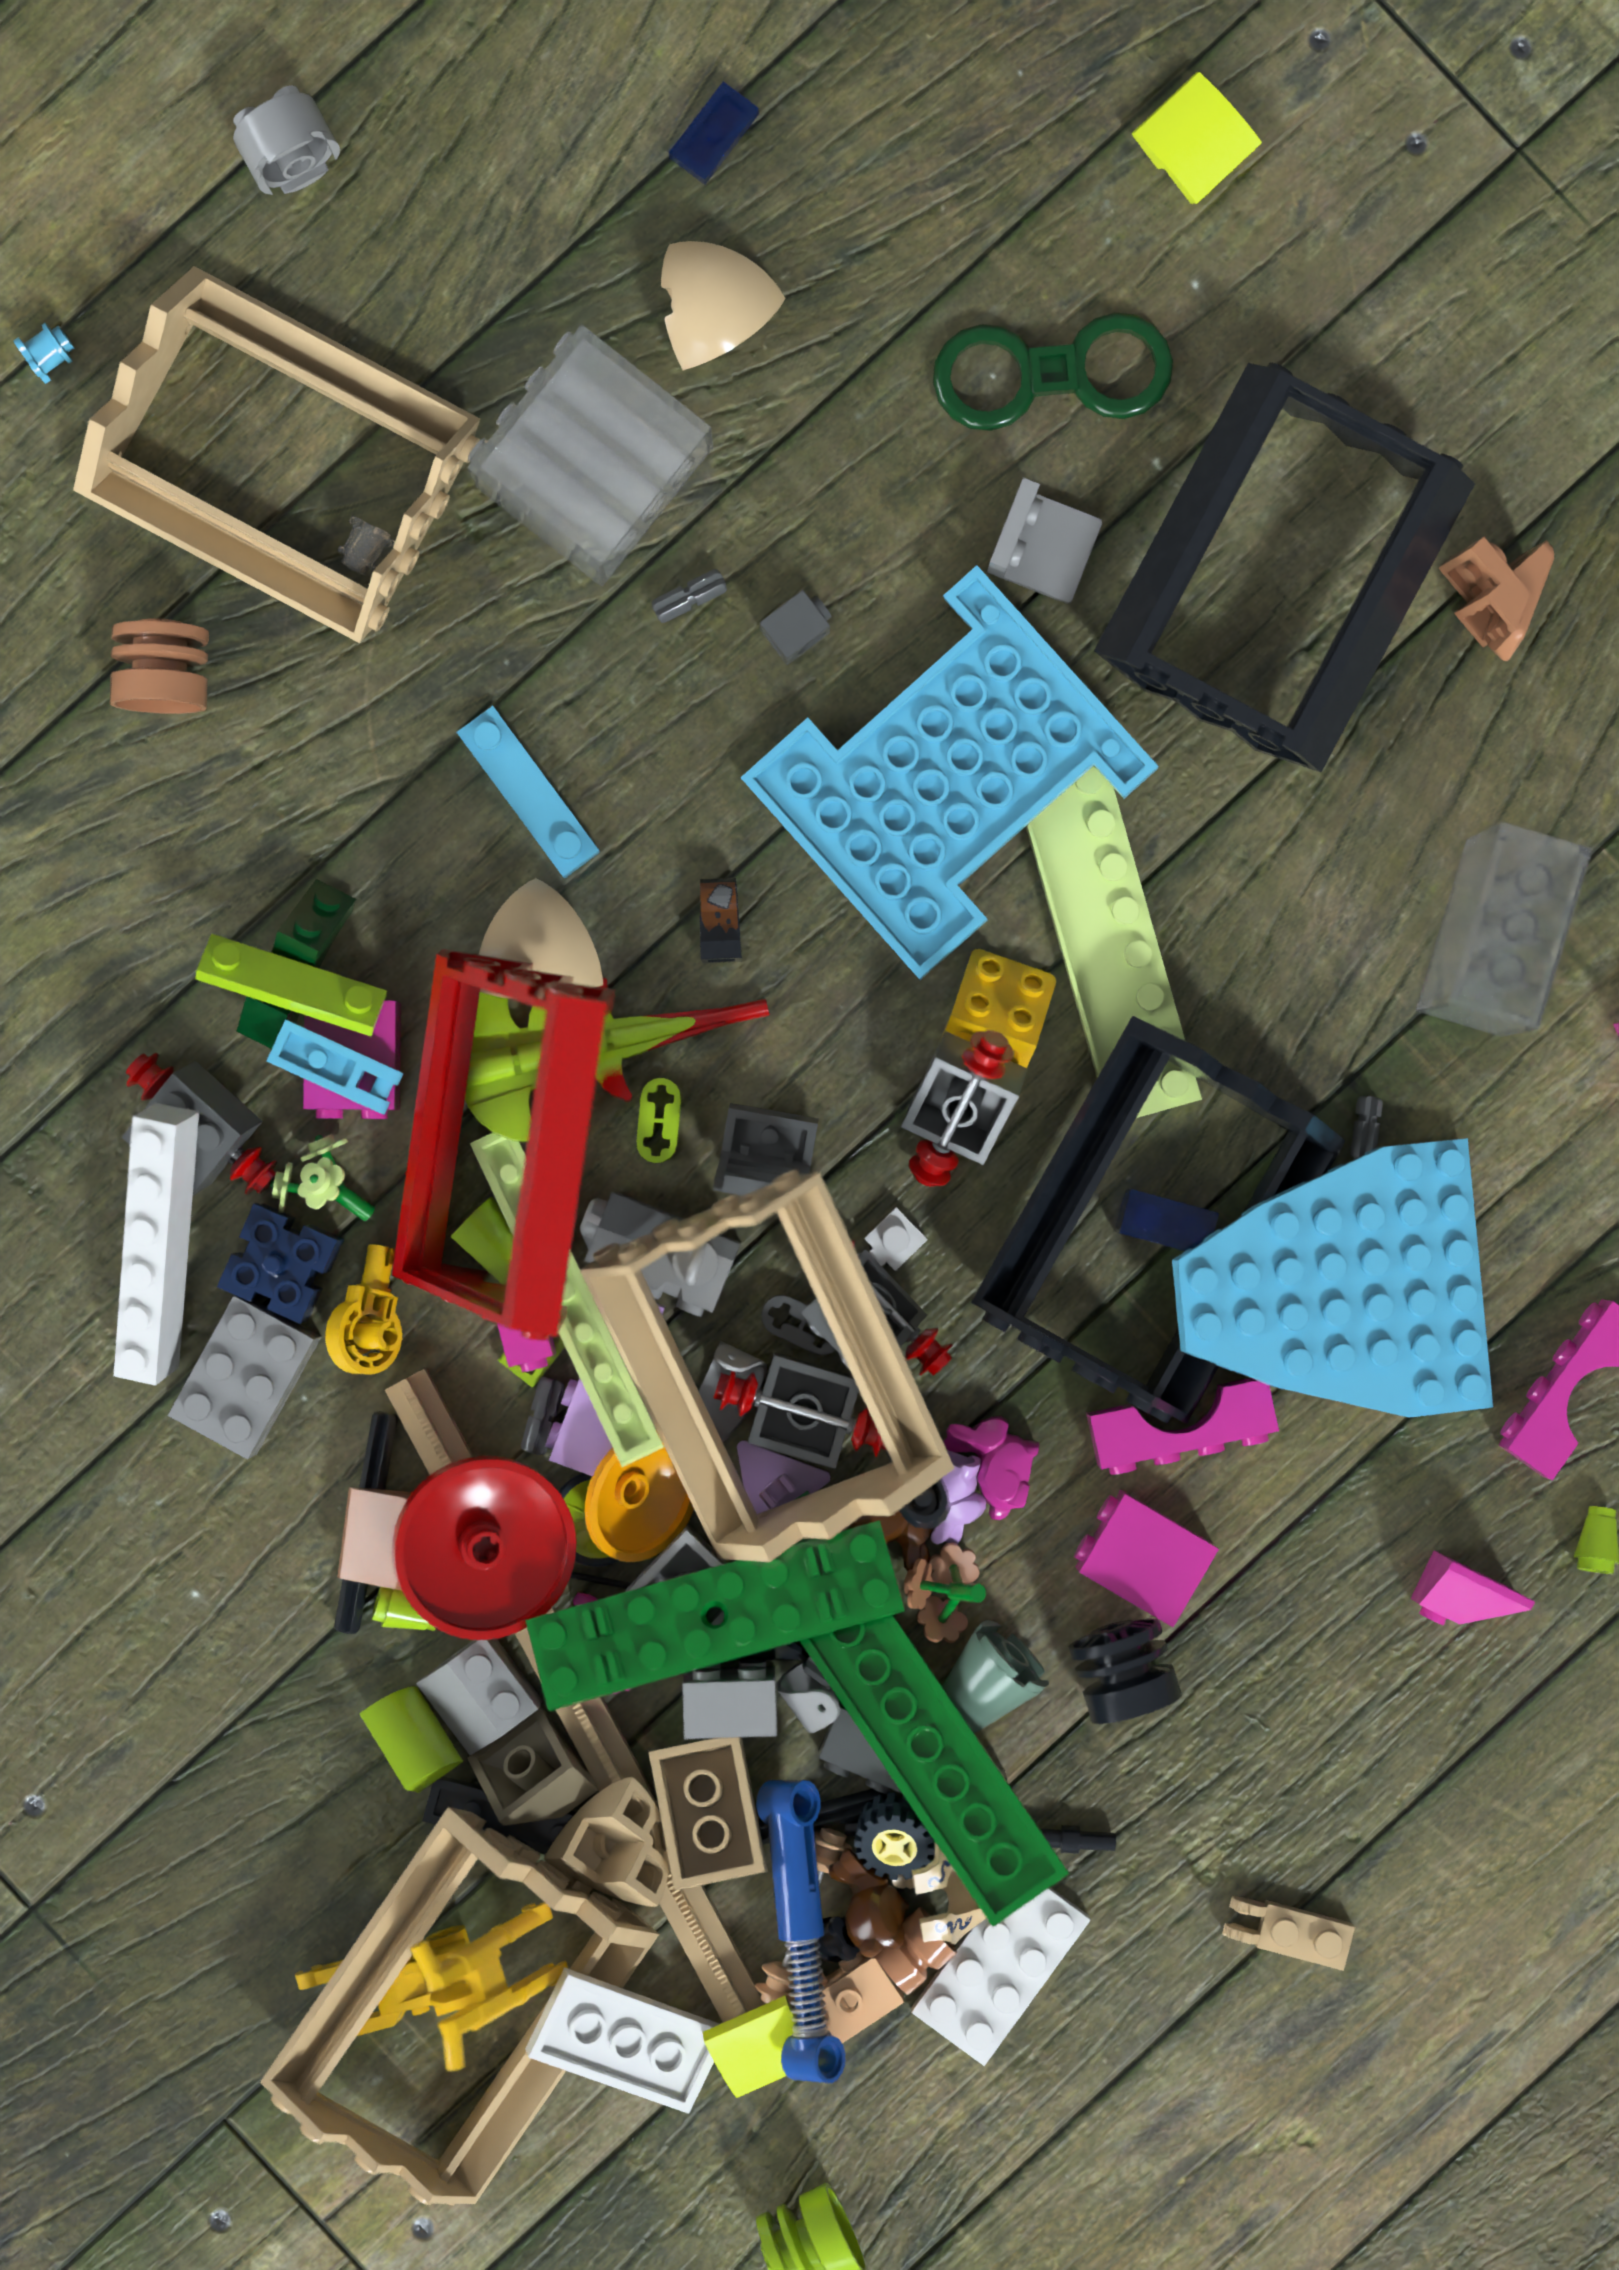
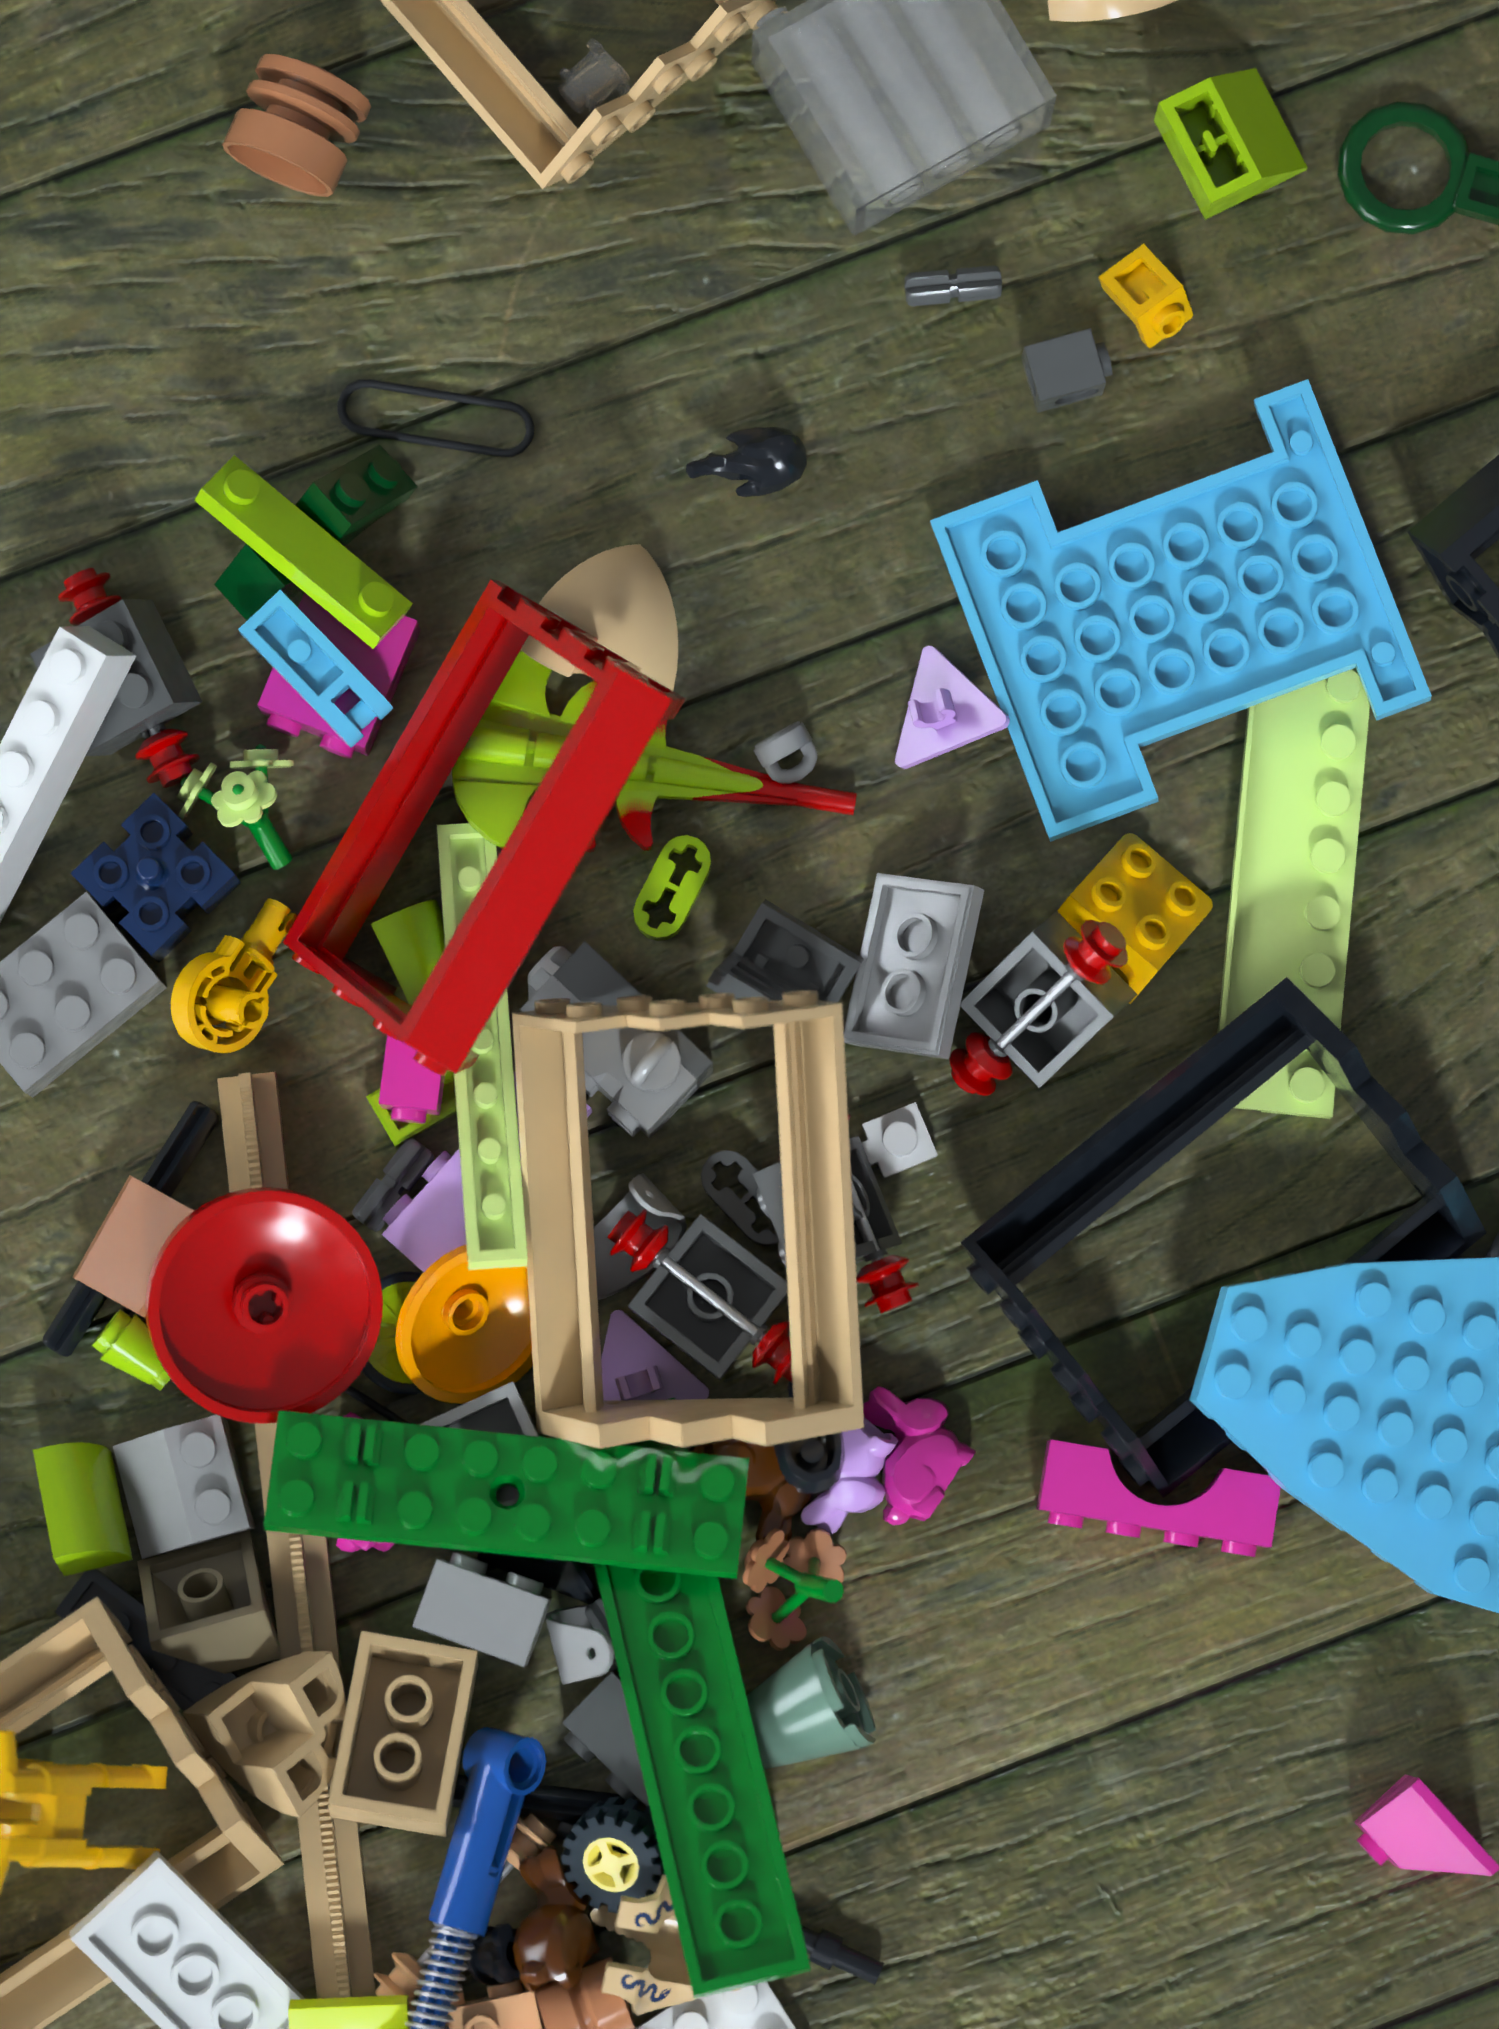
camera: 20 degrees right, 5 degrees down
(276, 858) = (369, 383): none -> black piece
(528, 792) = (670, 440): medium azure plate -> none
(601, 779) = (764, 456): none -> black piece
(697, 986) = (781, 745): none -> light grey tile
(719, 921) = (838, 681): leg -> none
(806, 914) = (944, 712): none -> lavender piece
(834, 547) = (1148, 295): none -> yellow bracket
(849, 408) = (1228, 140): none -> lime slope
(856, 1110) = (913, 965): none -> light grey tile
(1044, 544) = (1397, 387): light grey bracket -> none
(1122, 1661) = (973, 1762): black wheel -> none
(1145, 1557) = (1050, 1638): dark pink brick -> none
(1164, 1220) = (1229, 1241): clear blue brick -> none

